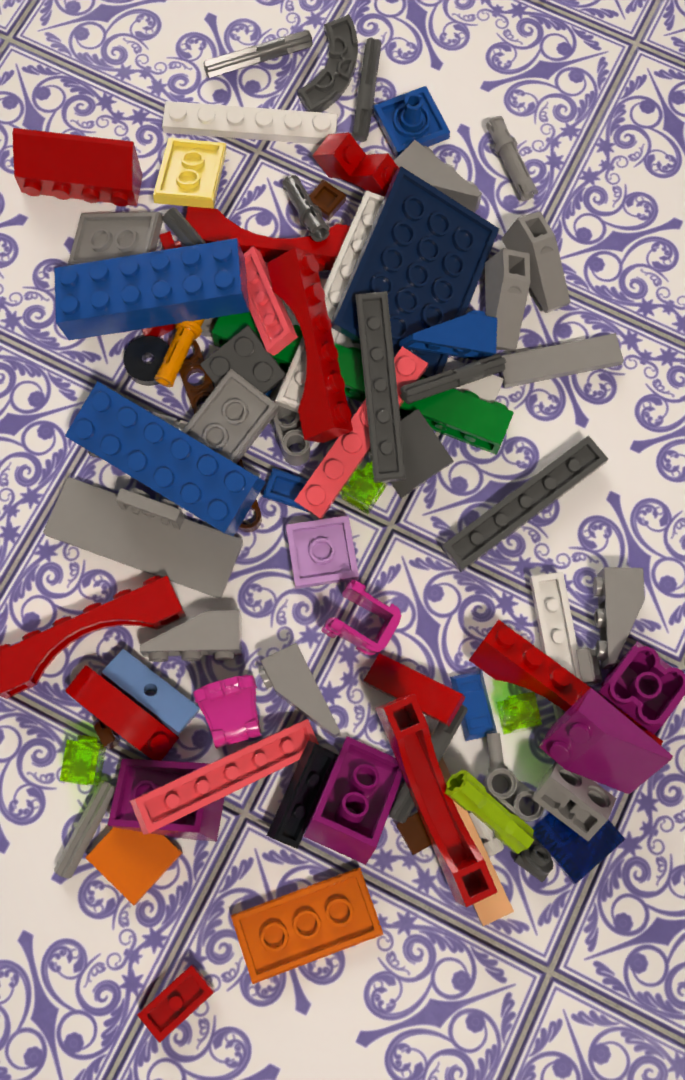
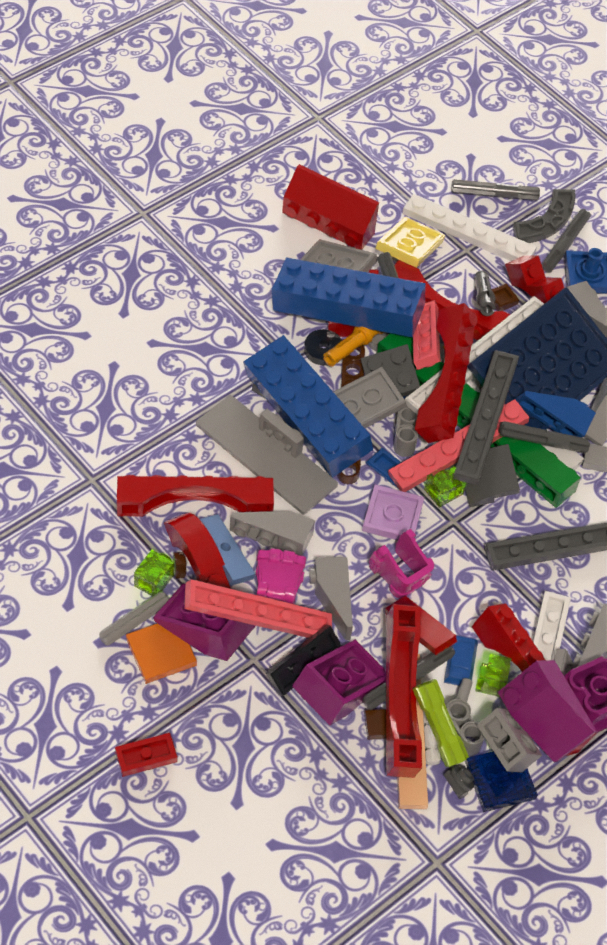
camera: 20 degrees right, 20 degrees down
(306, 925) = (266, 749): orange tile -> none

